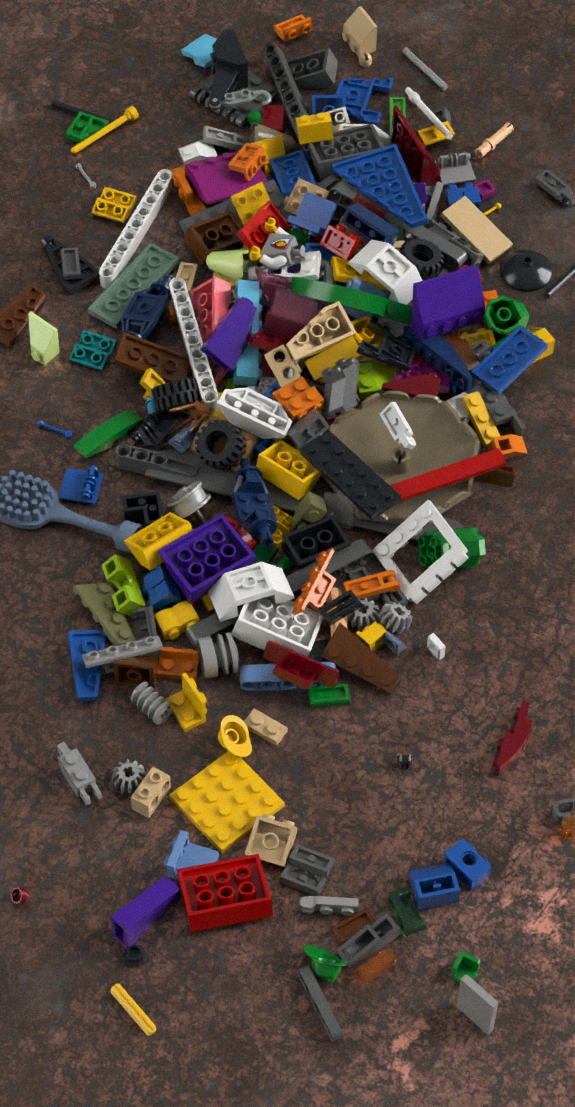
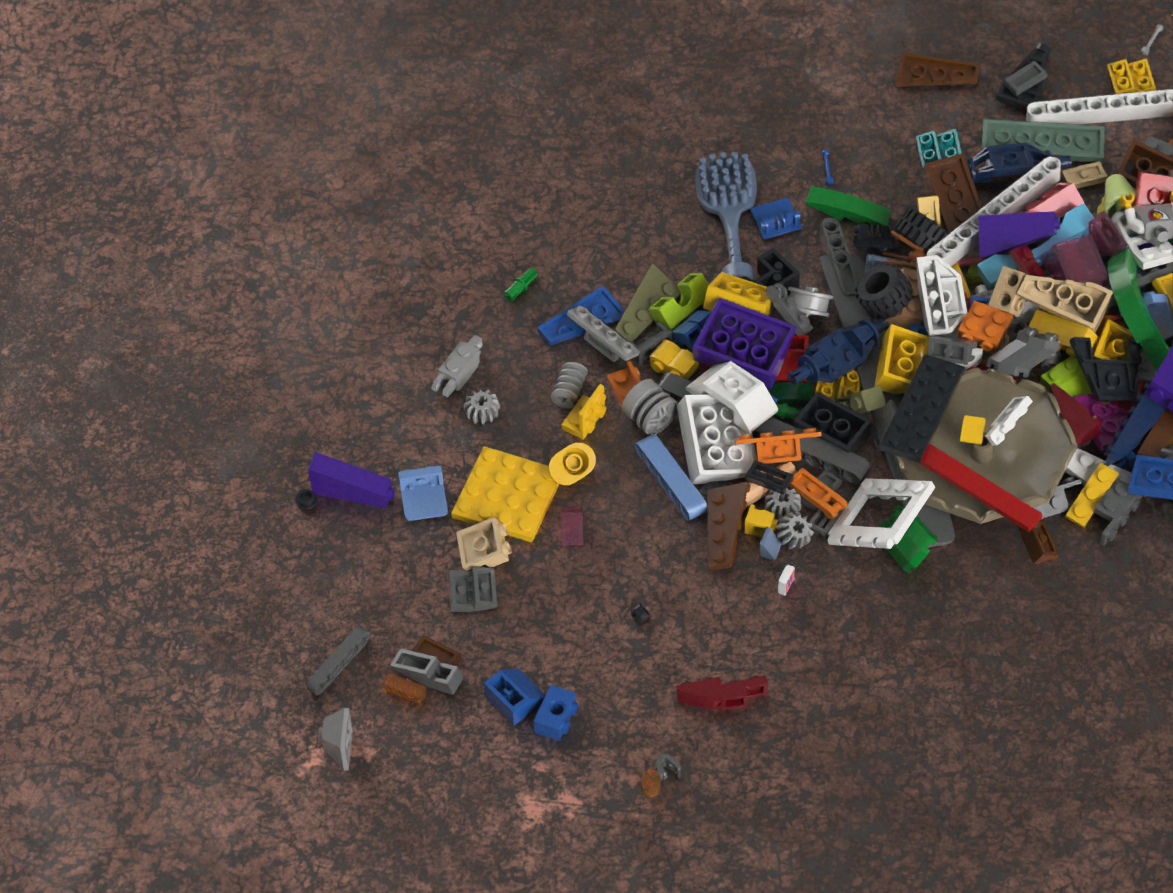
camera: 65 degrees right, 0 degrees up
(19, 898) = (313, 387): dark red hinge -> none
(20, 691) = (520, 284): none -> green axle
(43, 339) = (913, 103): yellowish green slope -> none
(133, 1009) = (252, 524): yellow axle -> none
(135, 670) = (595, 356): reddish brown slope -> none
(150, 792) = (474, 430): tan brick -> none
(194, 512) = (788, 308): none -> dark grey hinge
(225, 893) = (404, 534): red slope -> none
(265, 727) = (605, 486): tan plate -> none
(288, 766) = (572, 525): none -> clear pink slope
(299, 668) = (671, 474): dark red bracket -> none
(324, 963) = (382, 642): green piece -> none
(327, 696) = (674, 520): green tile -> none
(328, 905) = (442, 621): light grey hinge -> none
(391, 453) = (973, 429): none -> yellow slope
(403, 1036) = (337, 737): none -> light grey slope
(405, 912) = (470, 688): clear green hinge -> none
(464, 965) = (440, 759): green panel -> none
(477, 1004) = (397, 777): light grey tile -> none
(509, 445) = (1073, 534): orange slope -> none

